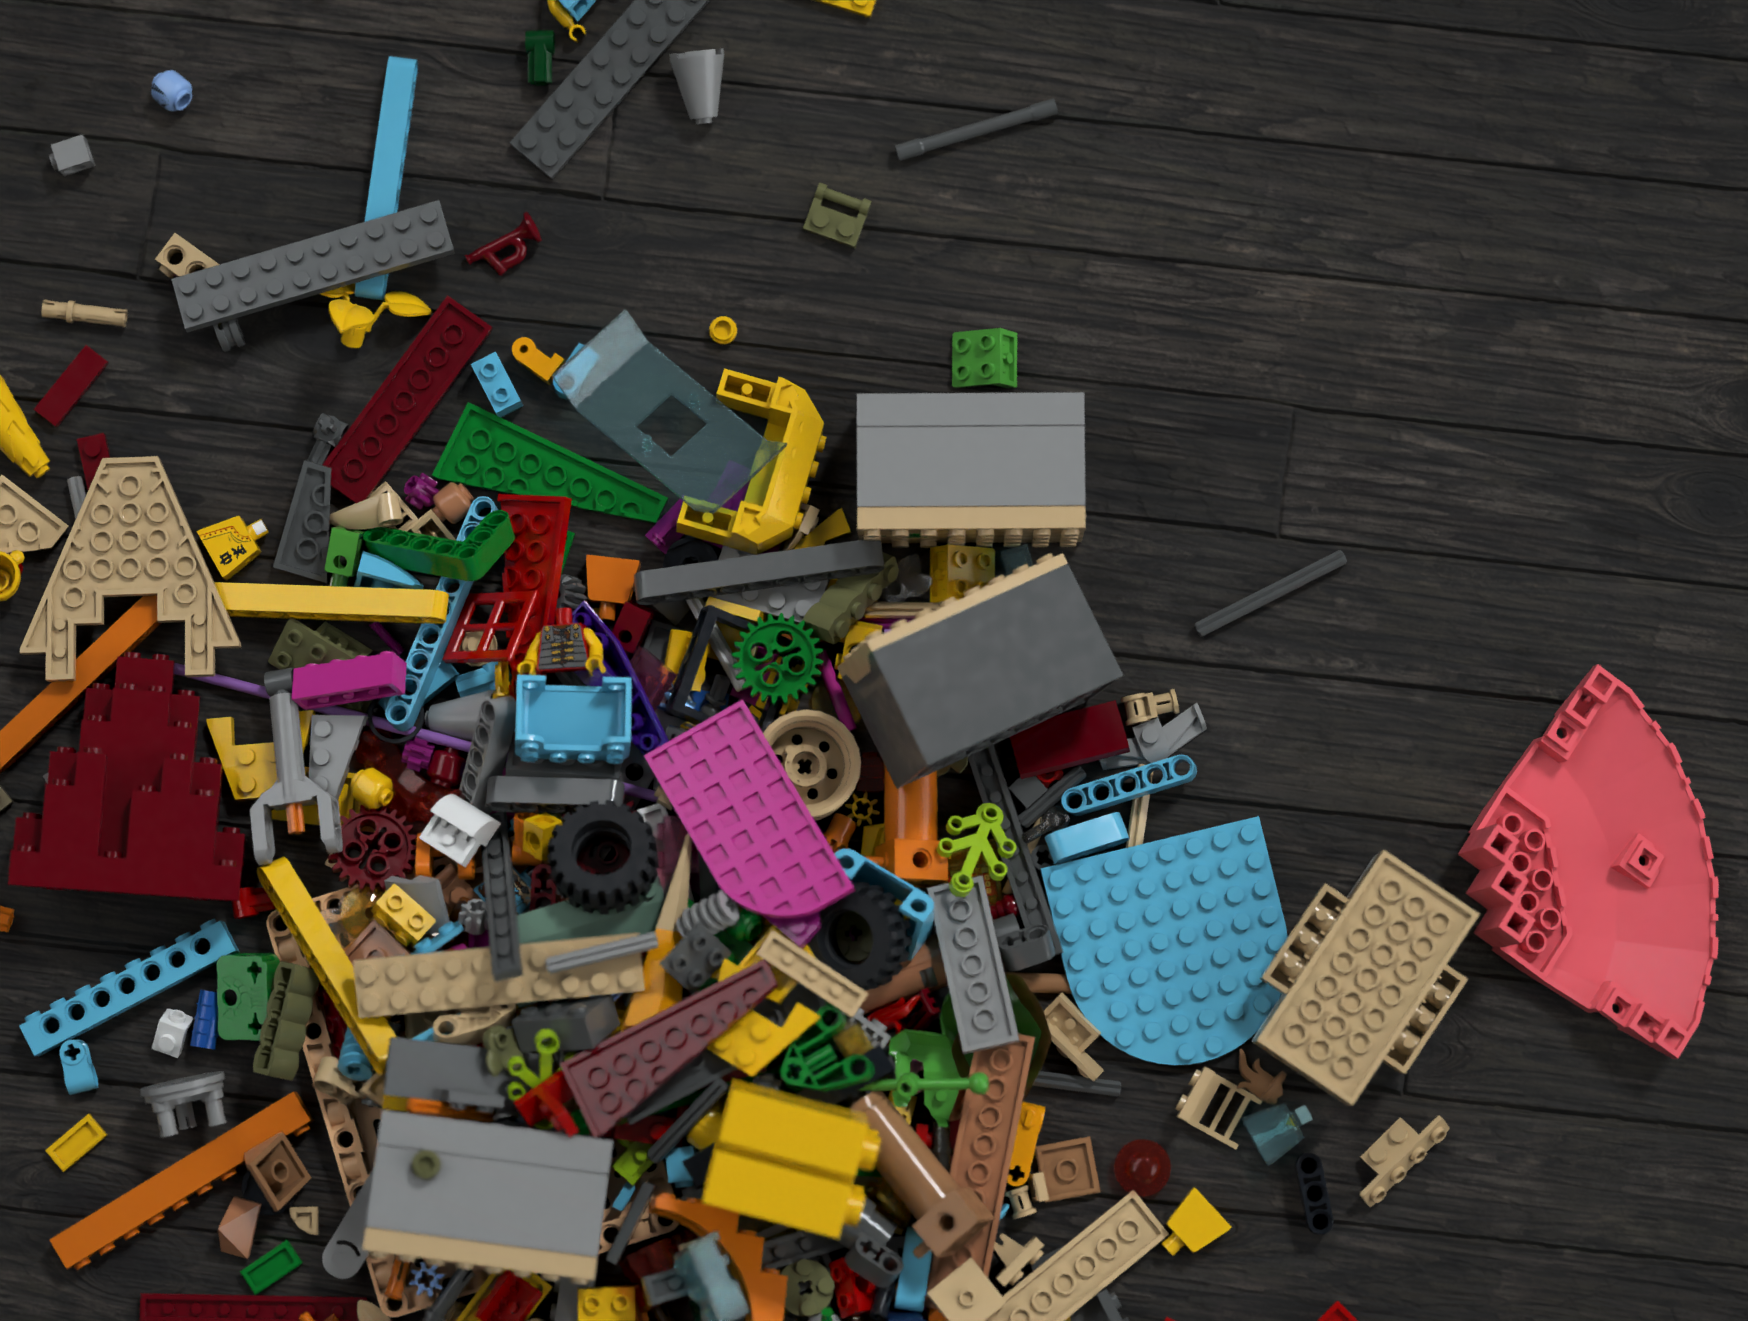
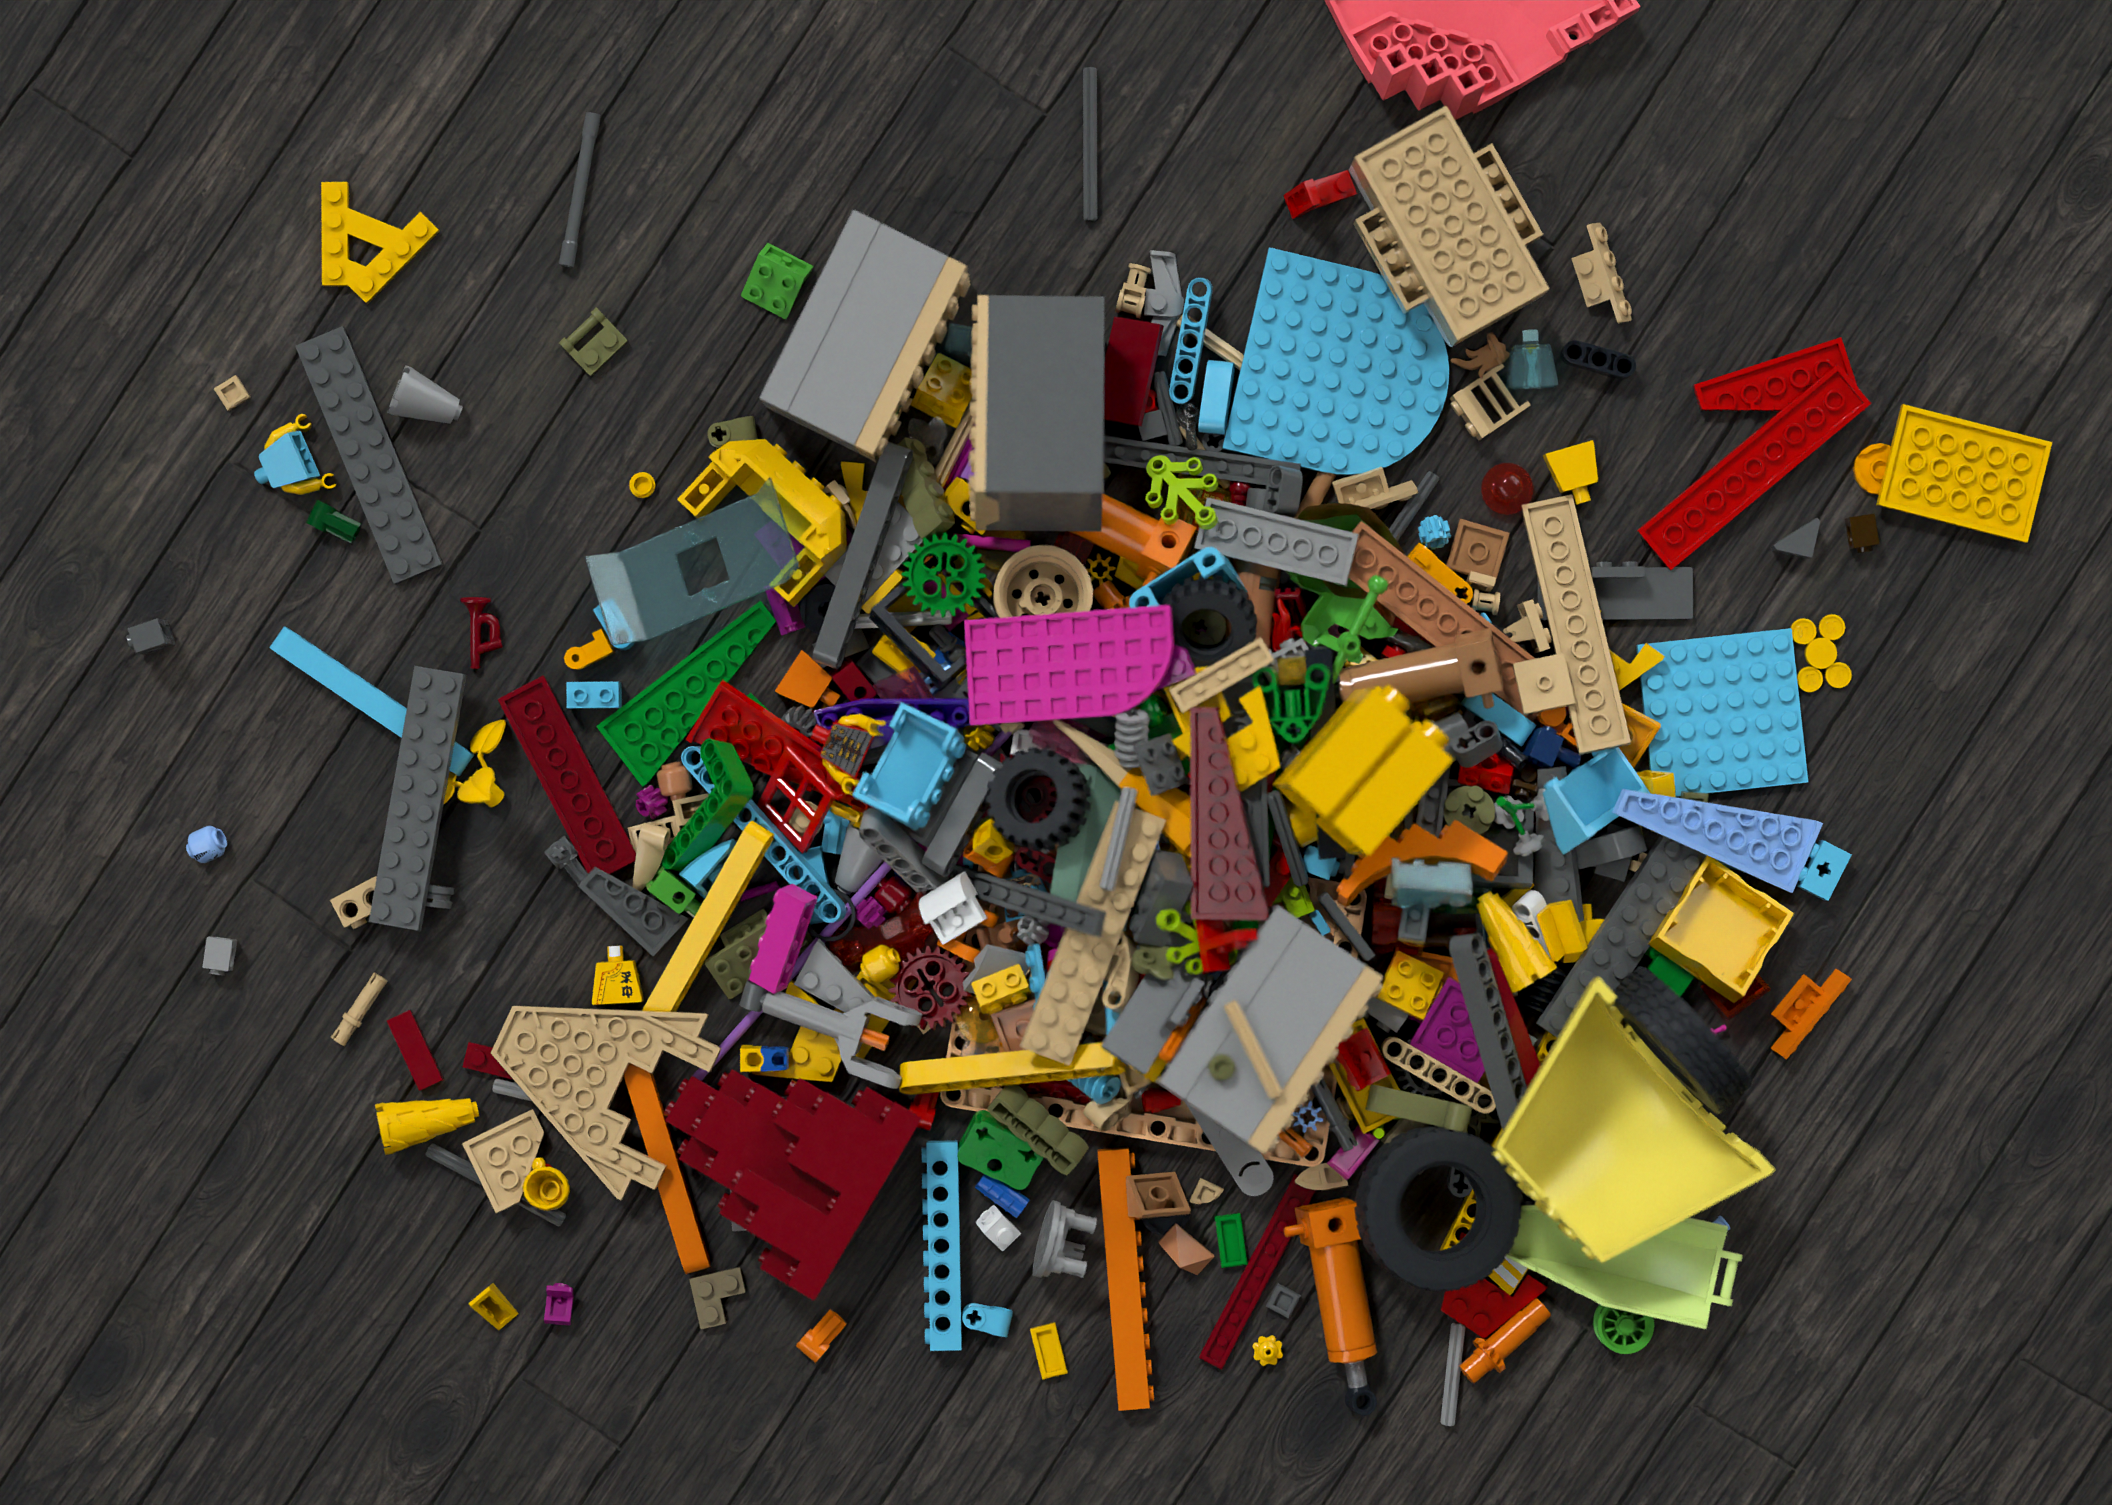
camera: 70 degrees left, 5 degrees up
(225, 721) = (763, 1058): none -> leg
(369, 1124) = (1158, 1100): none -> red cone
(458, 1187) = (1253, 1049): none -> tan axle
(639, 771) = (978, 736): none -> yellow gear
(820, 392) = (736, 429): none -> olive piece
(1063, 1117) = (1434, 532): none -> medium azure gear
(1336, 838) = (1319, 193): none -> red bracket

